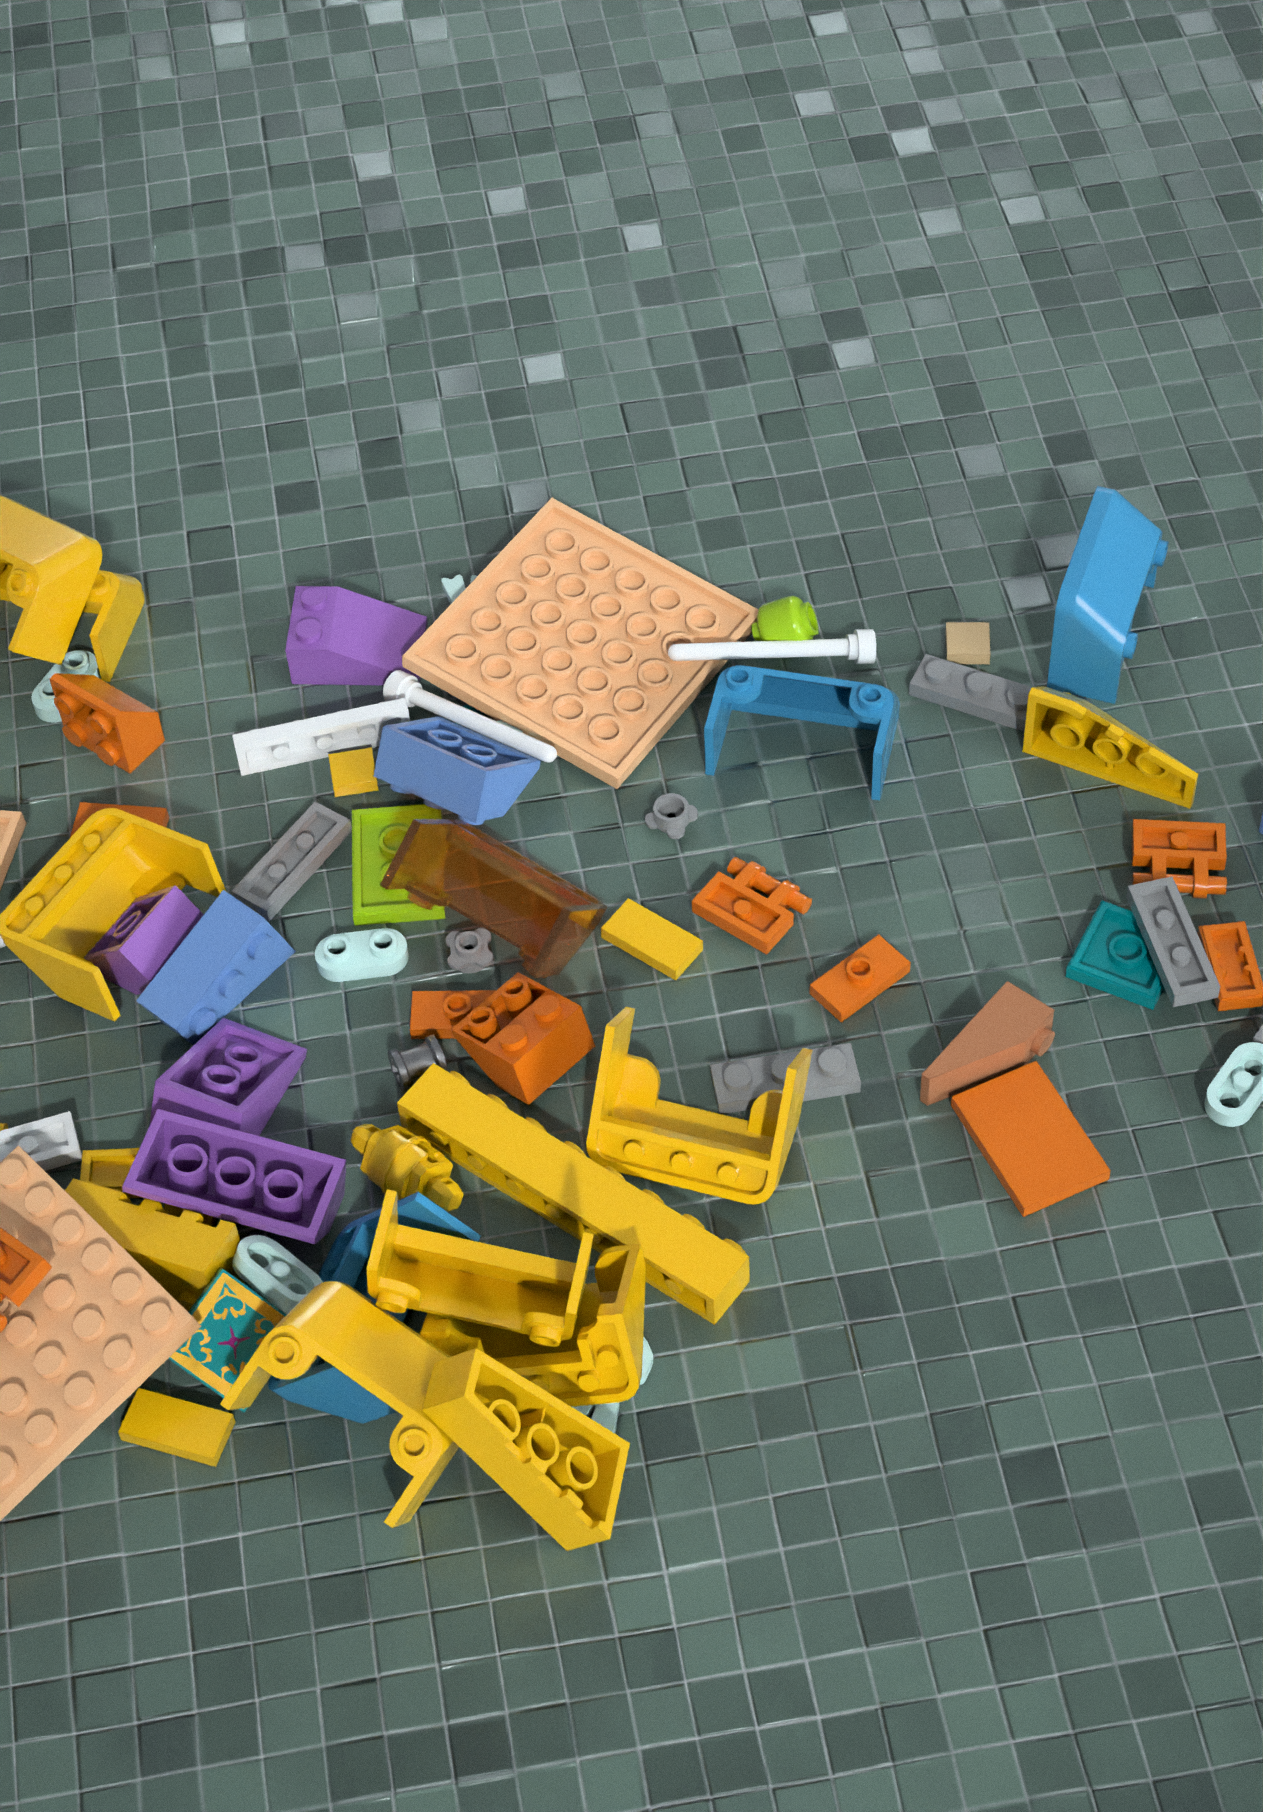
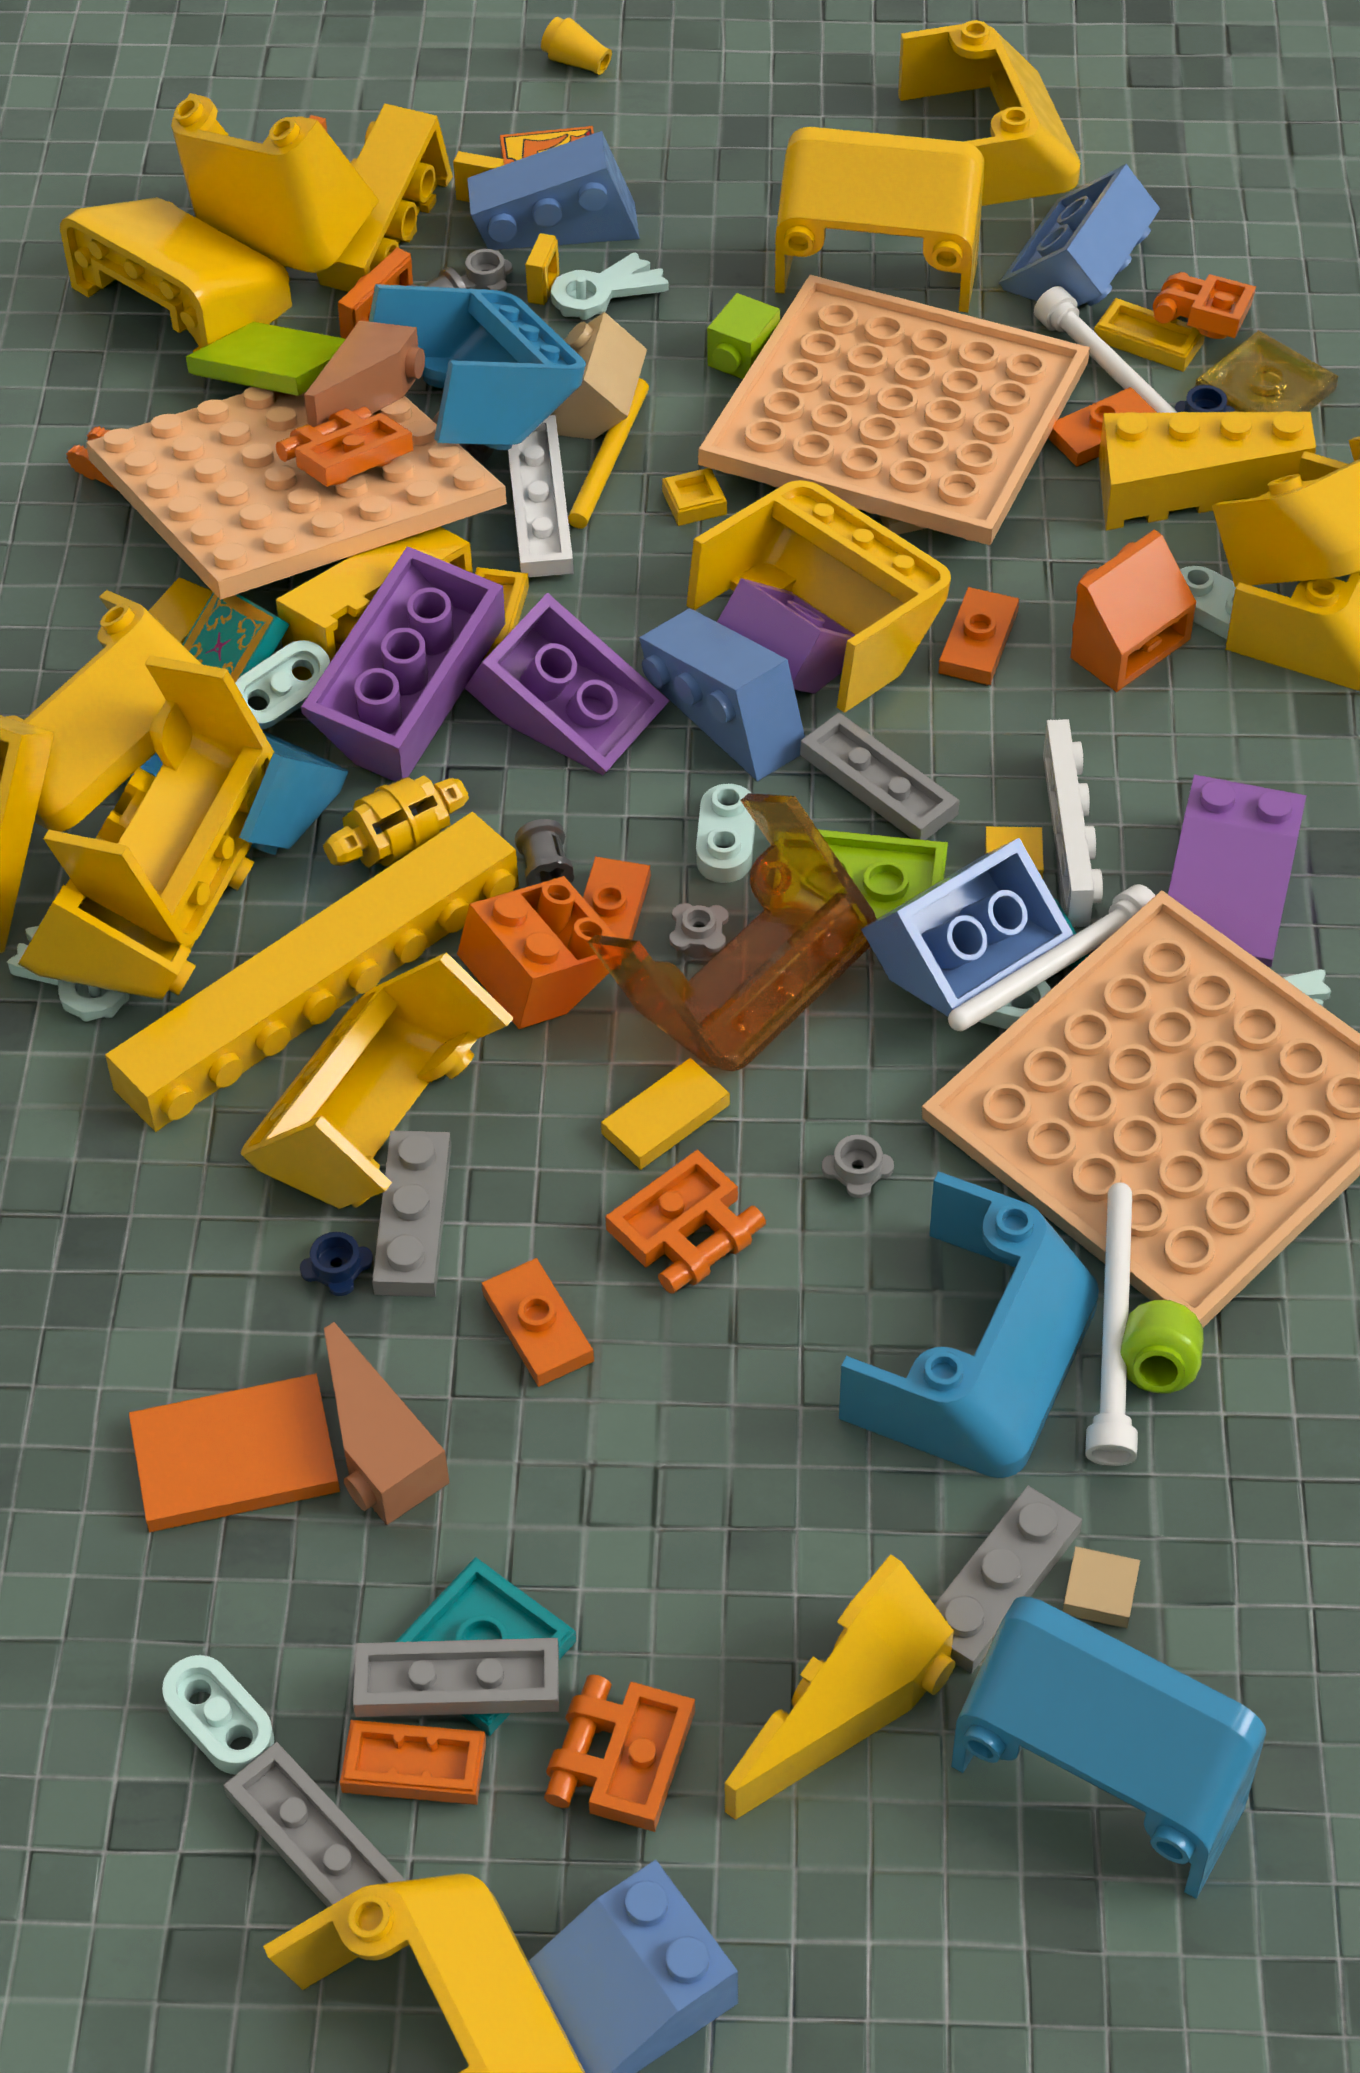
camera: 100 degrees right, 0 degrees up
(847, 1102) = (335, 1248): none -> dark blue plate

